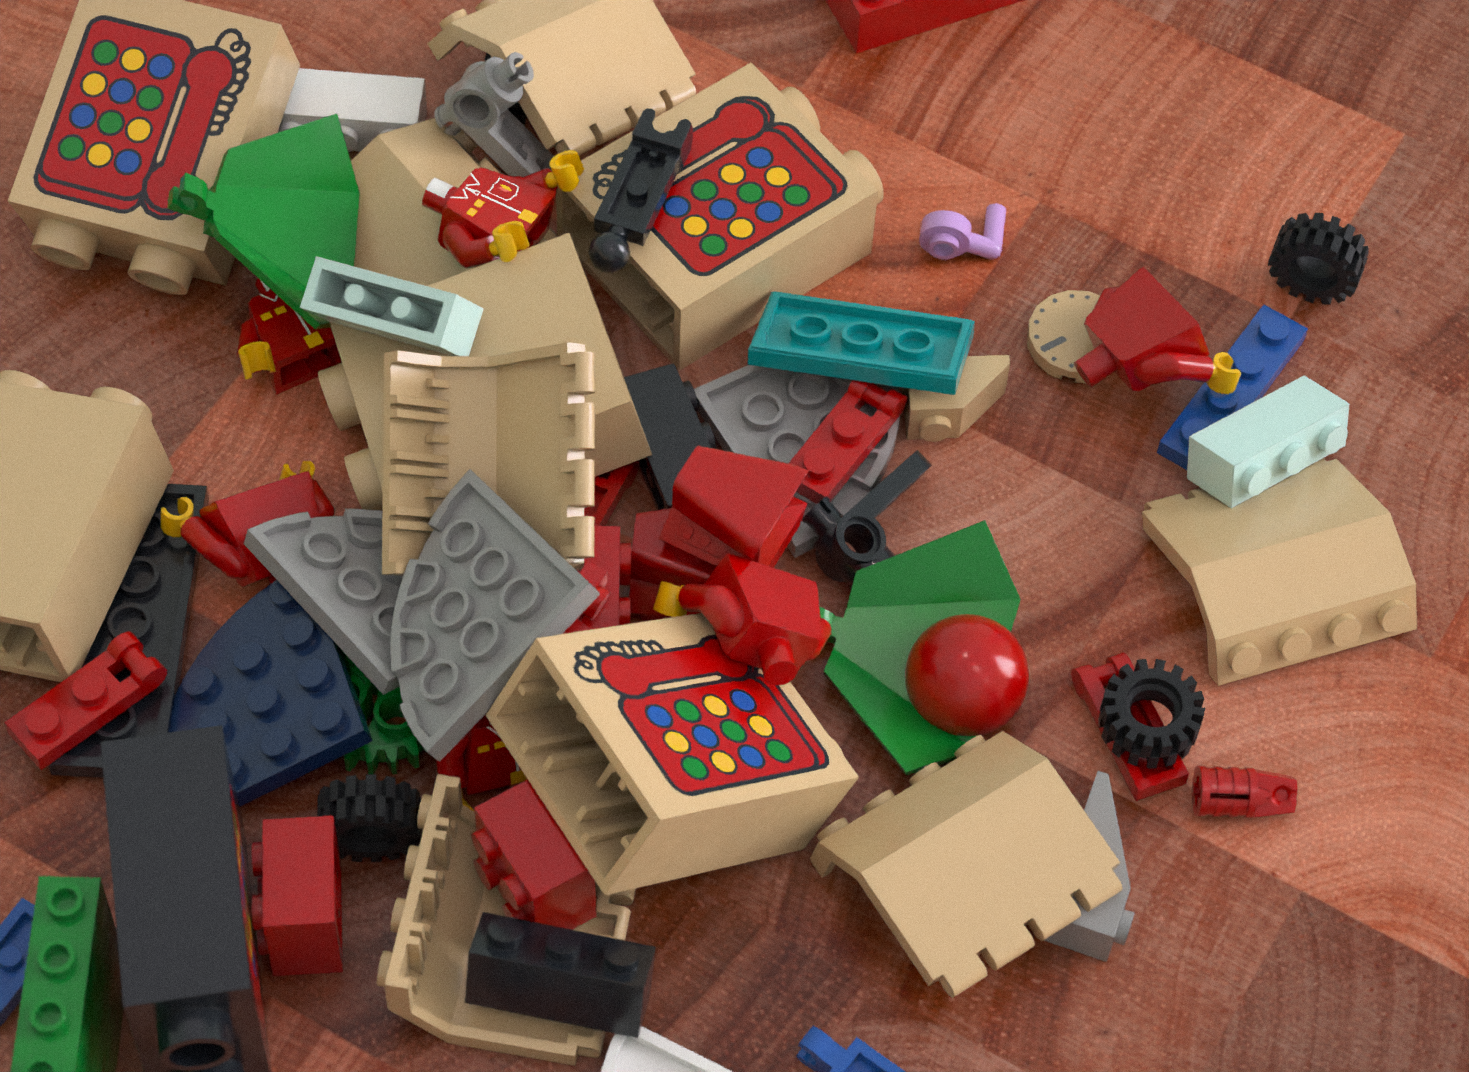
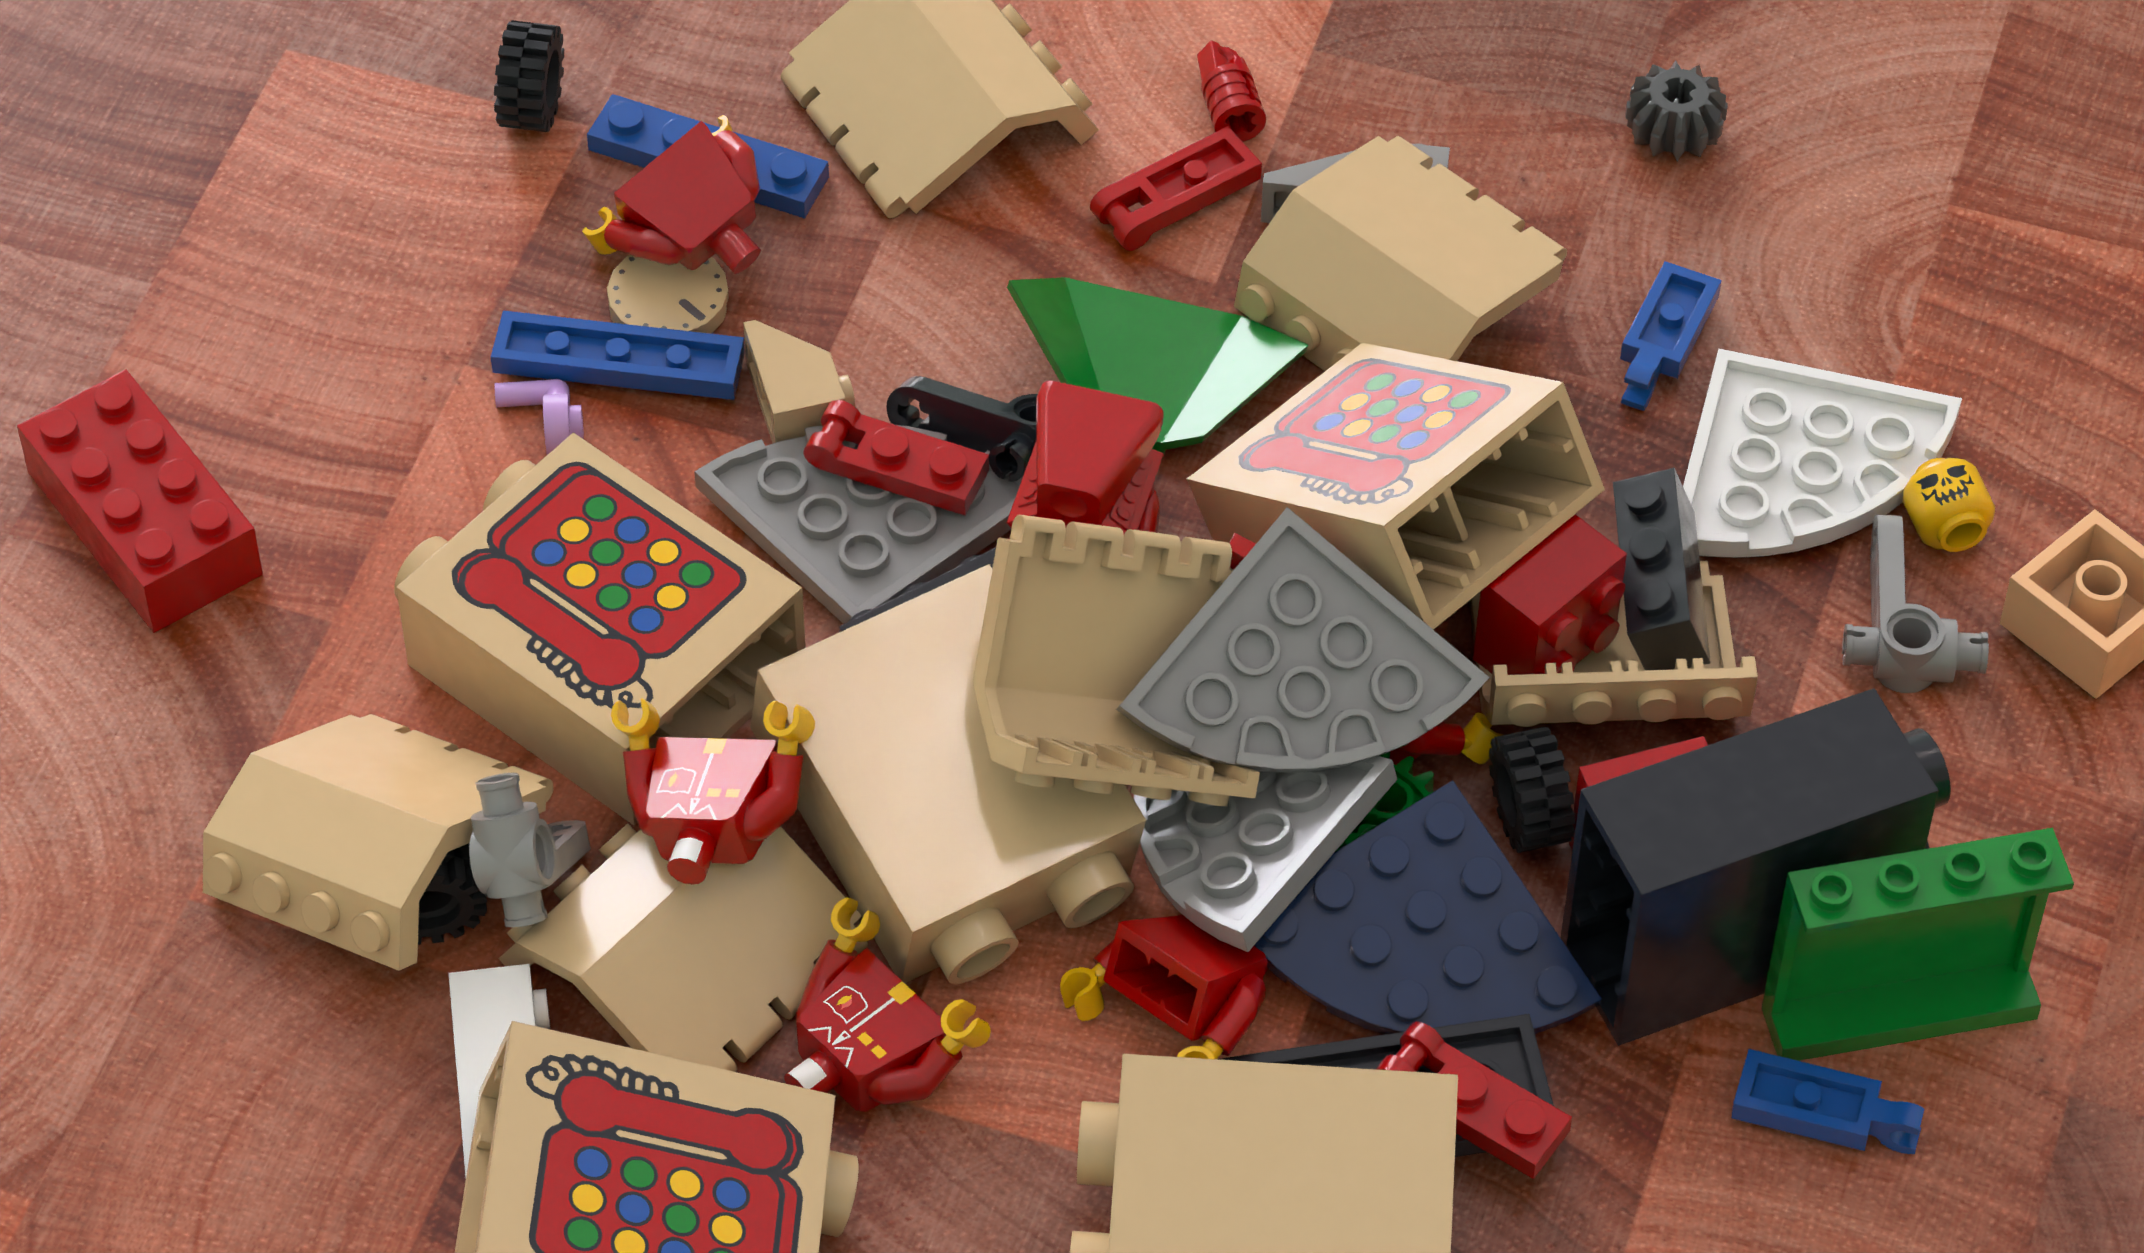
camera: 100 degrees left, 5 degrees down
(281, 206) = (786, 1018): green panel -> none
(391, 307) = (922, 818): light aqua brick -> none
(638, 190) = (643, 641): black plate -> none
(756, 613) = (1210, 436): red torso -> none
(862, 342) = (769, 445): teal tile -> none
(967, 675) = (1167, 315): red piece -> none
(1017, 279) = (618, 355): none -> blue plate
(1157, 686) = (1180, 123): black tyre -> none
(1267, 441) = (798, 93): light aqua brick -> none

